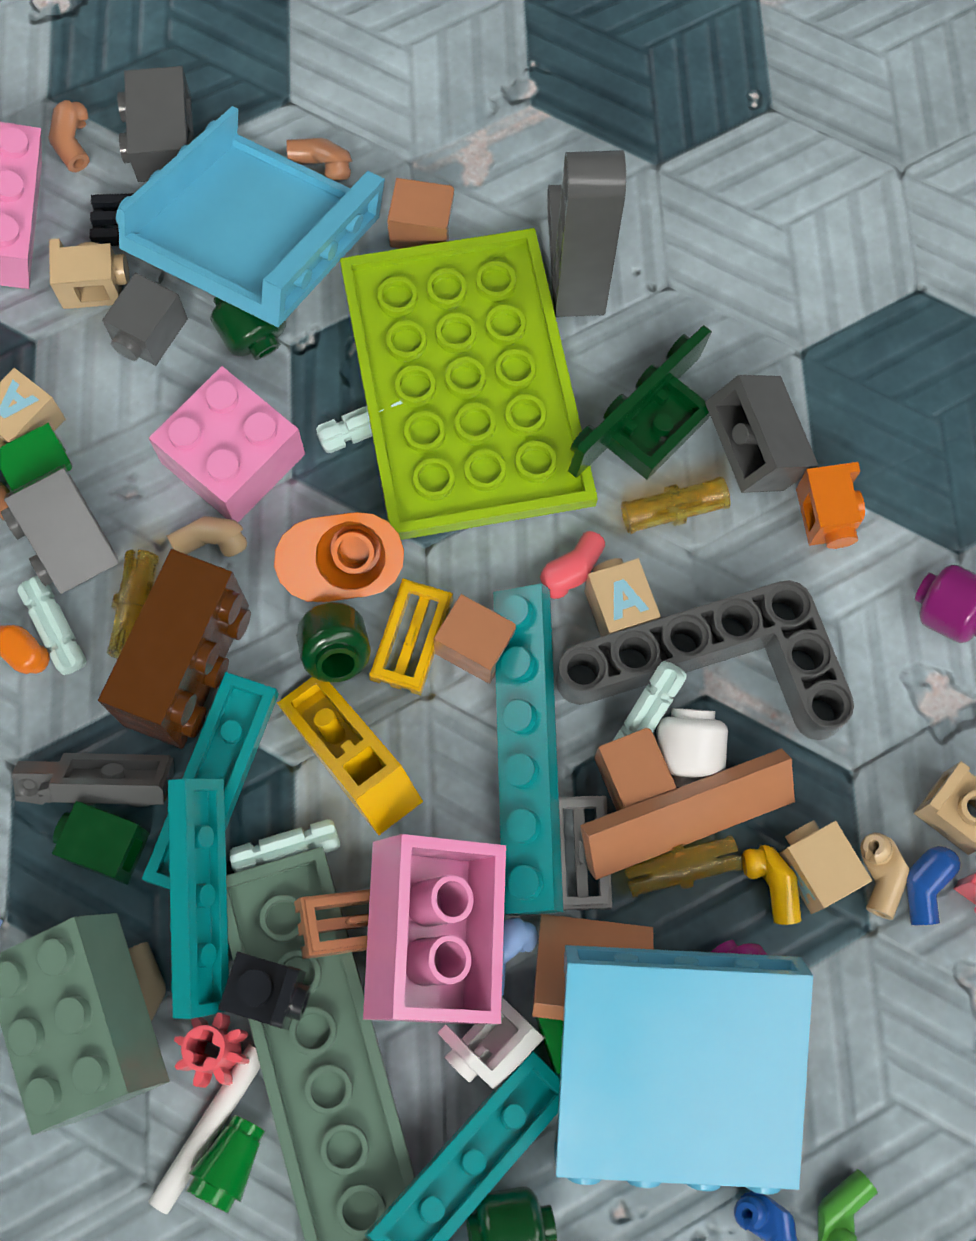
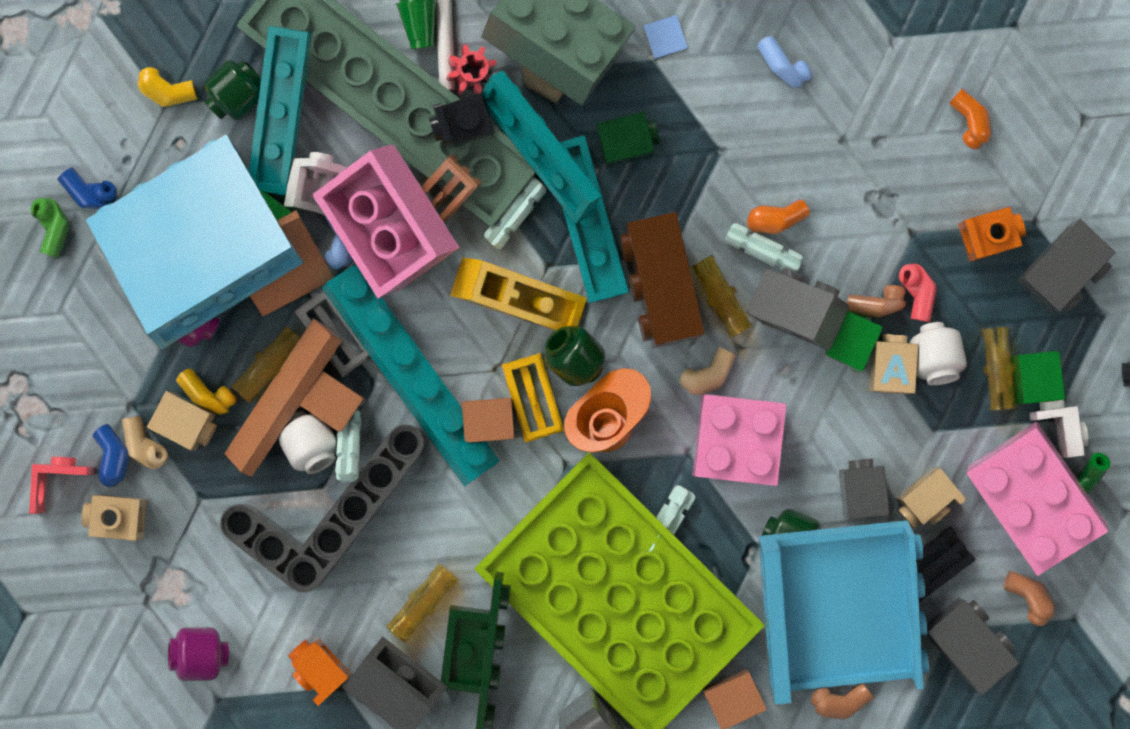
camera: 145 degrees right, 15 degrees up
(95, 779) = (658, 174): dark grey hinge -> none
(573, 568) = (457, 513): coral arm -> none
(620, 596) = (413, 509): tan brick -> none

